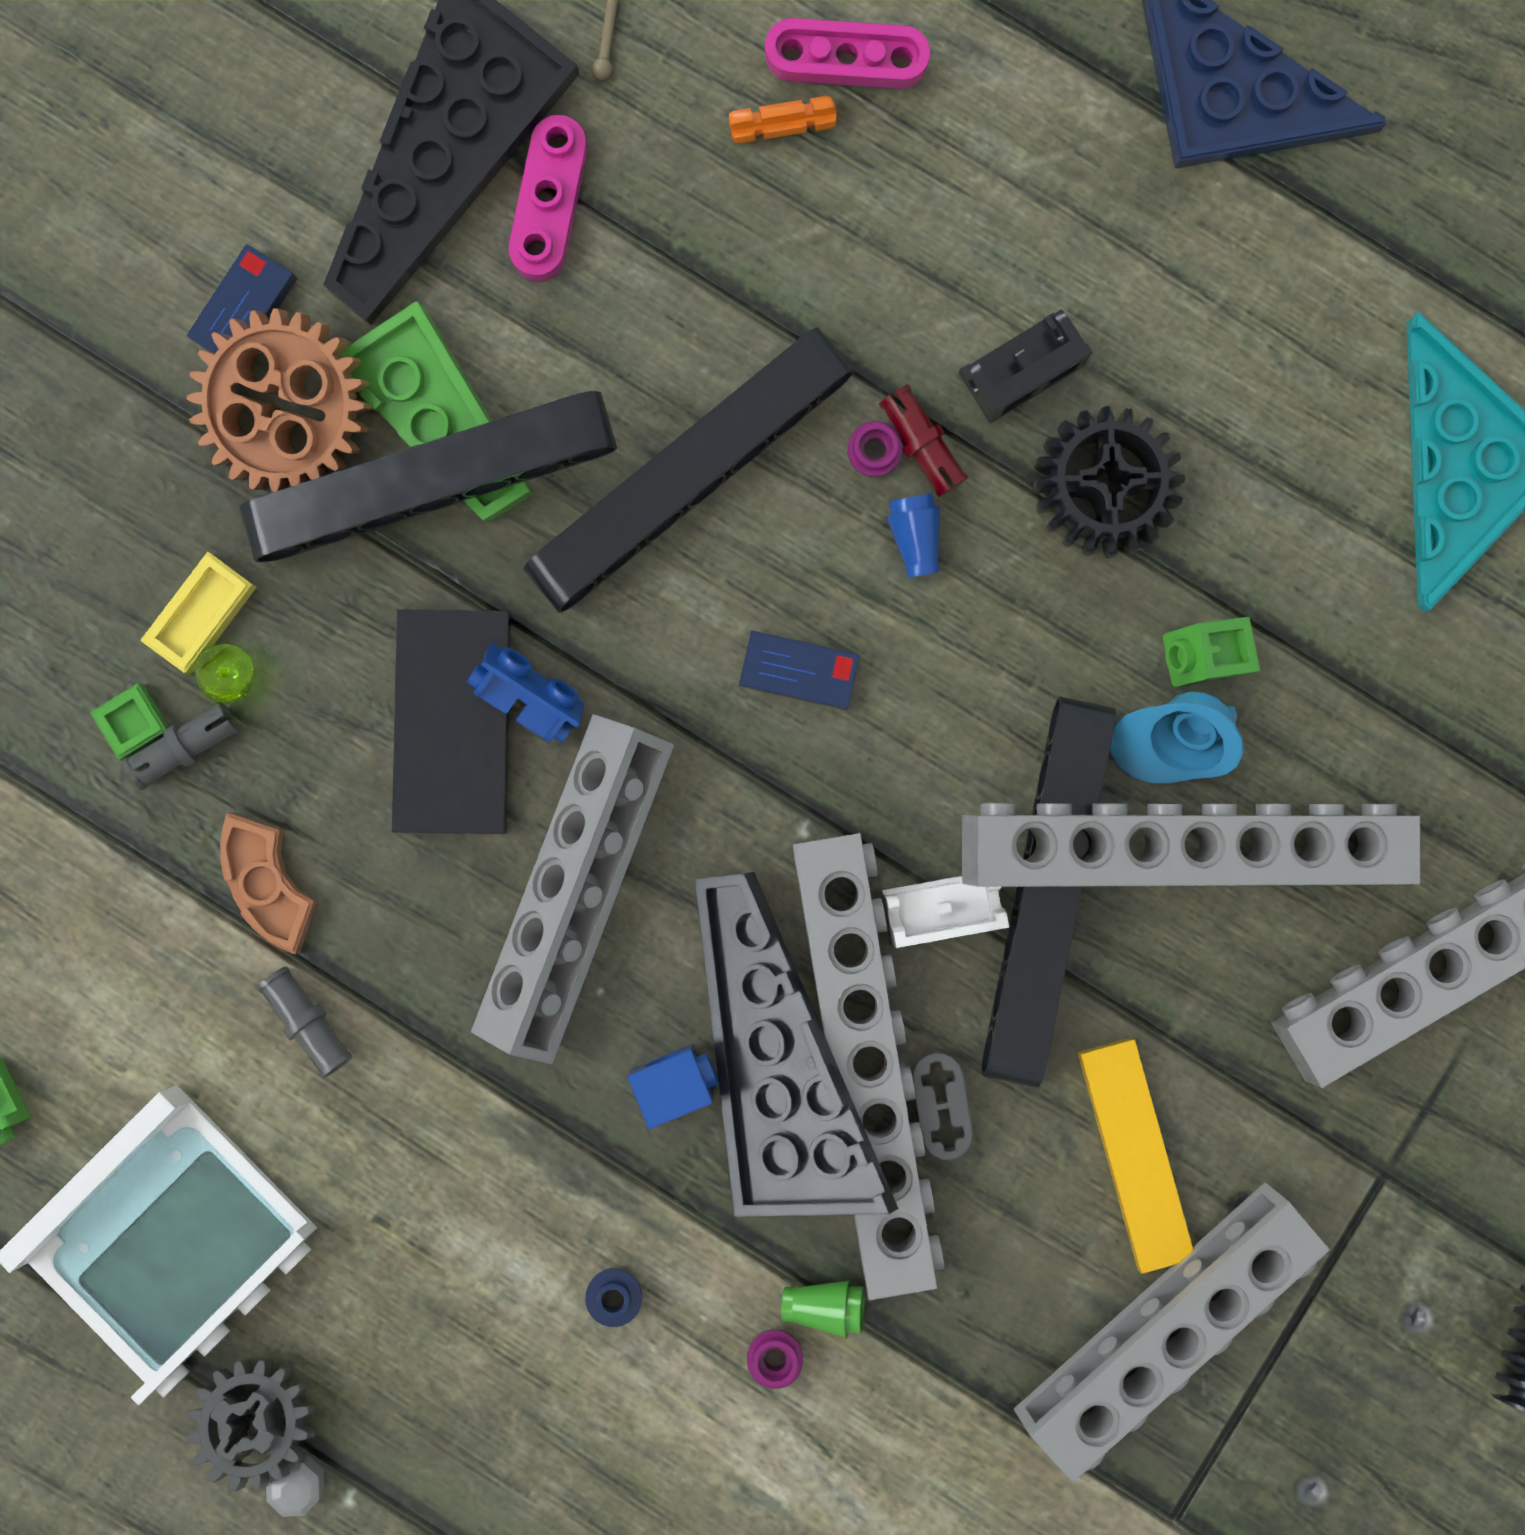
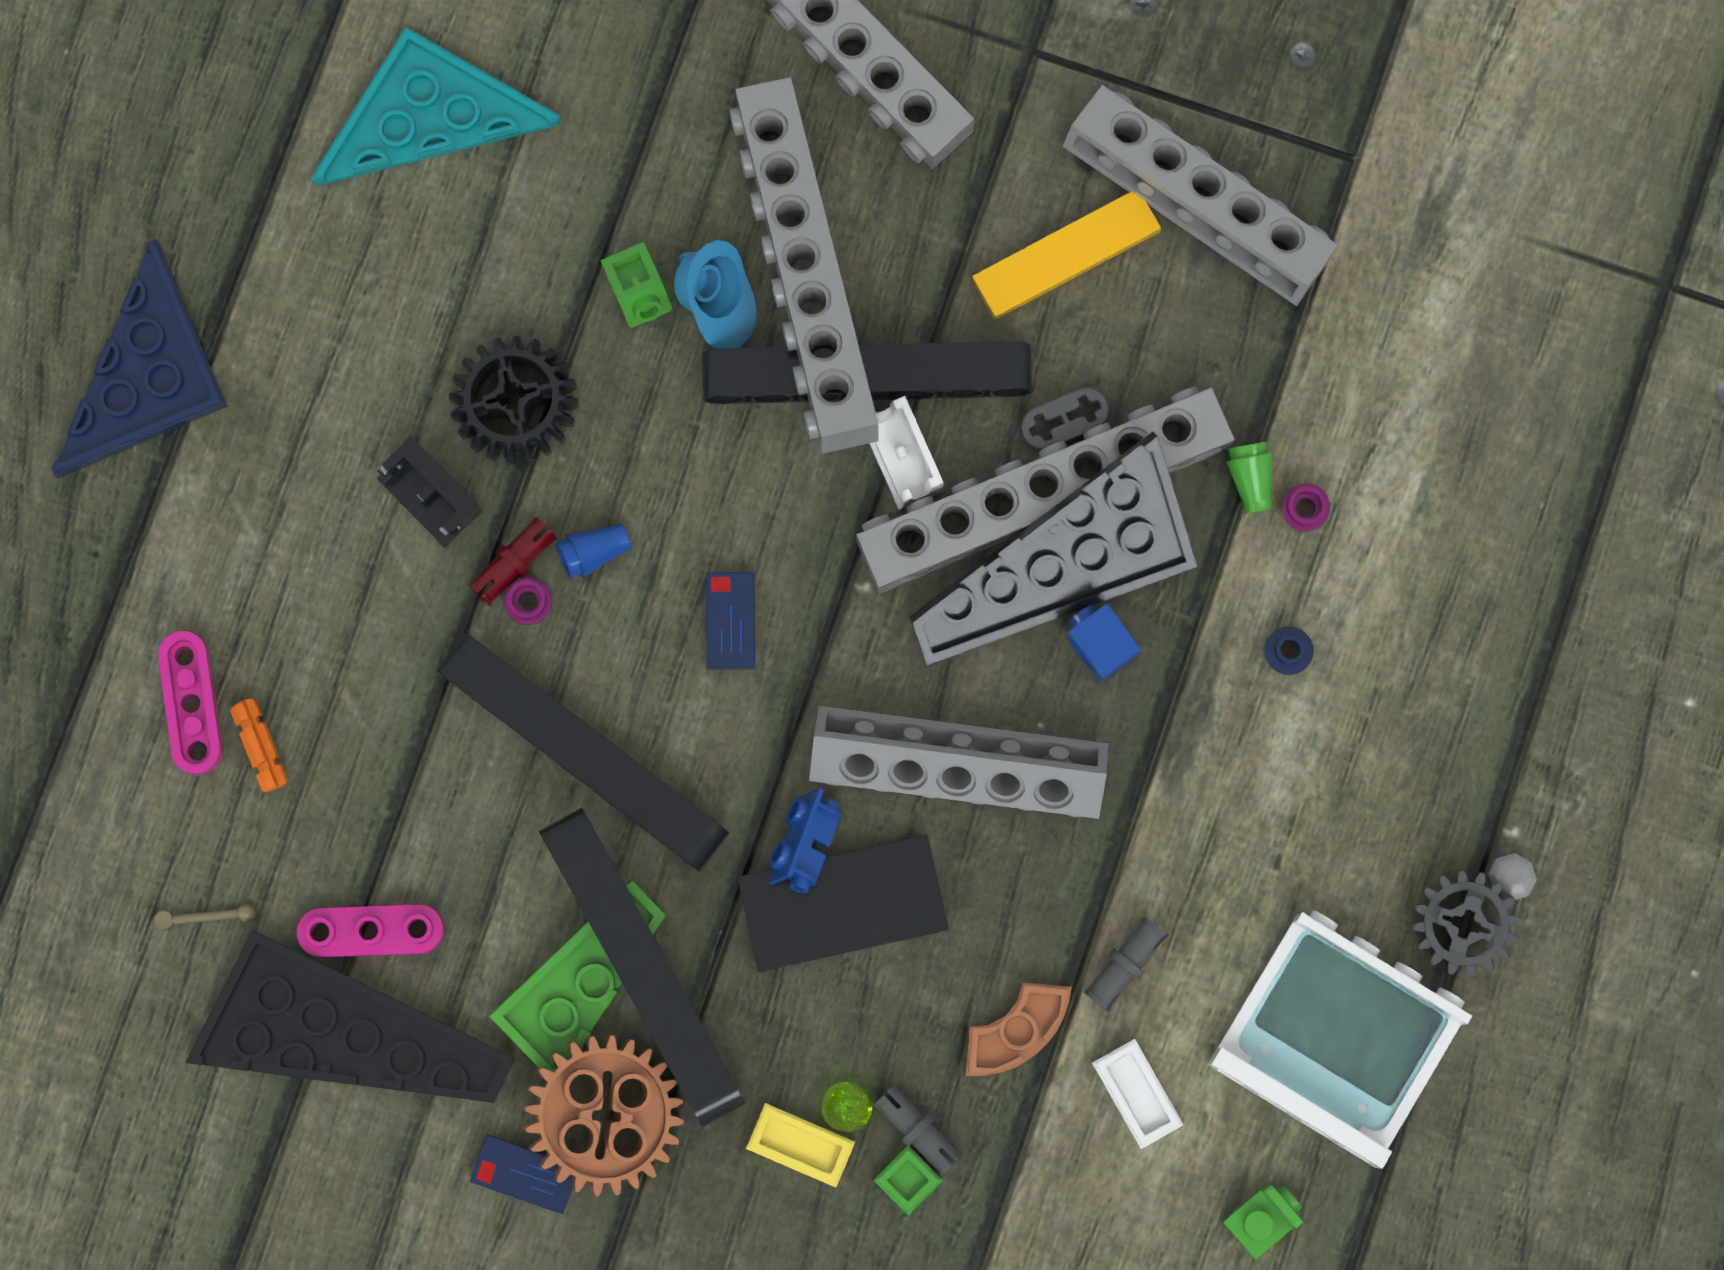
camera: 100 degrees left, 5 degrees down
(161, 999) = (1137, 1094): none -> white tile

